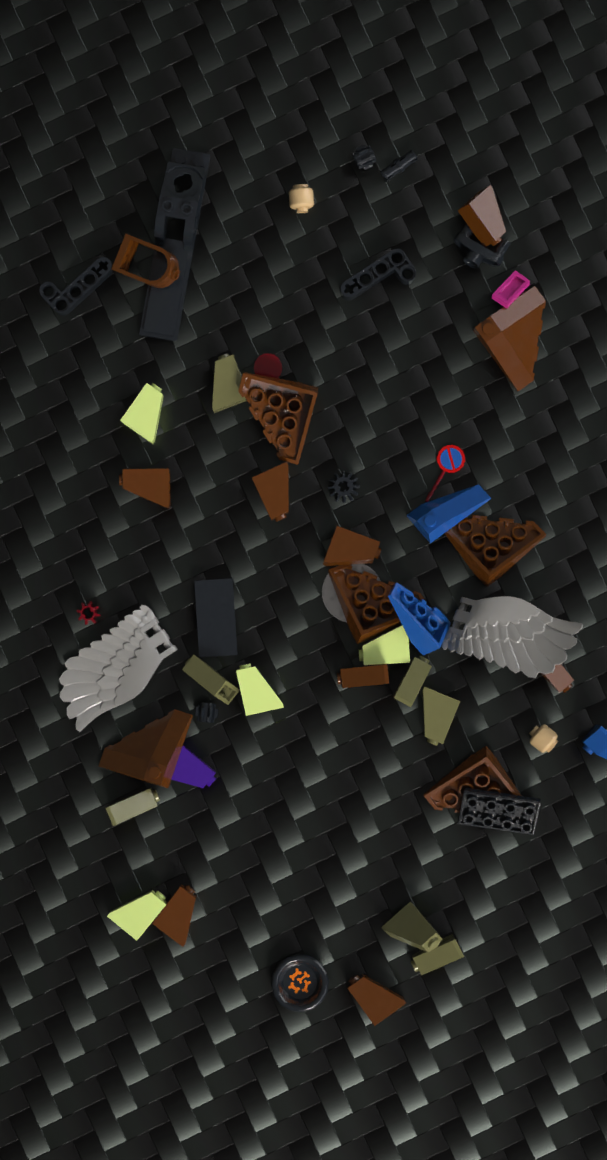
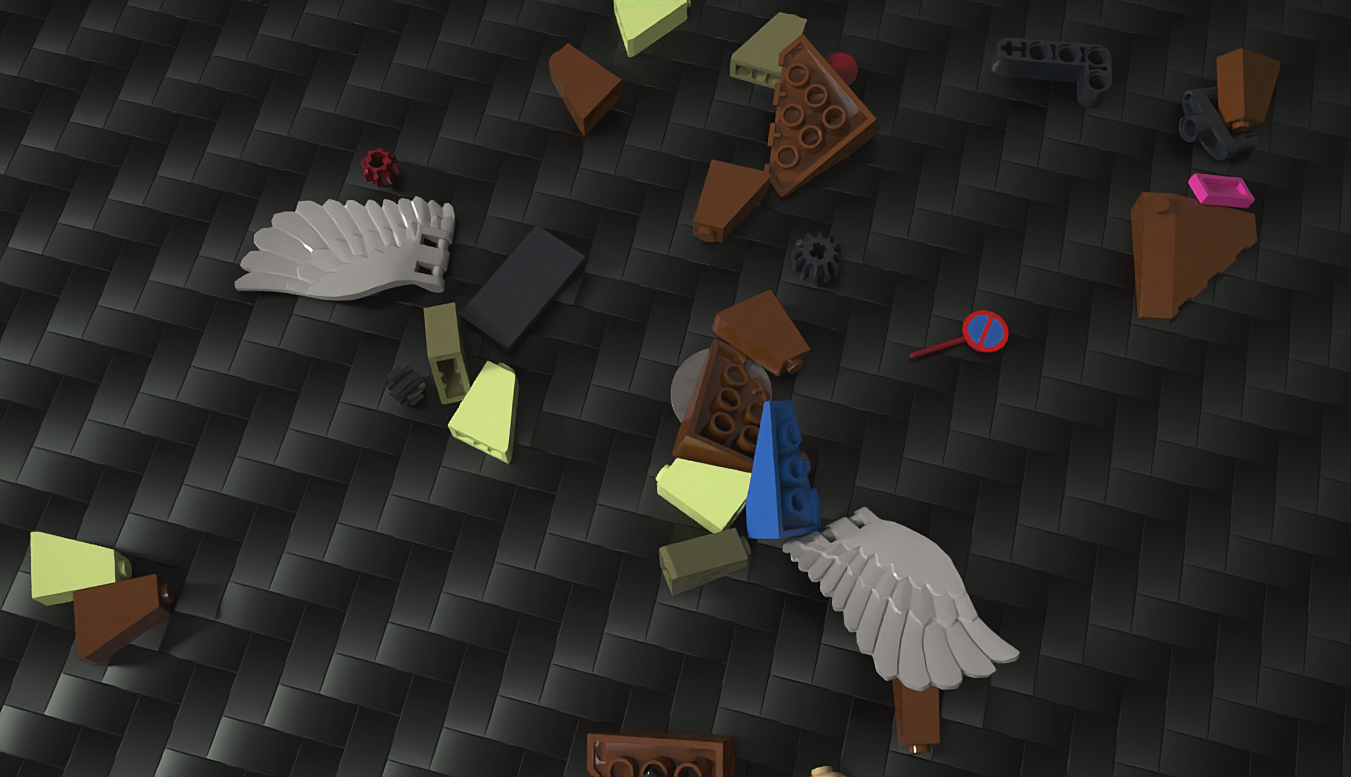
camera: 40 degrees right, 20 degrees down
(133, 806) = (201, 421): olive slope -> none
(151, 751) = (292, 376): reddish brown slope -> none
(193, 770) = (316, 433): dark purple slope -> none
(363, 676) = (646, 501): reddish brown slope -> none
(437, 715) = (702, 635): olive slope -> none
(445, 512) = (921, 383): blue wedge -> none
(493, 546) = (954, 475): reddish brown slope -> none

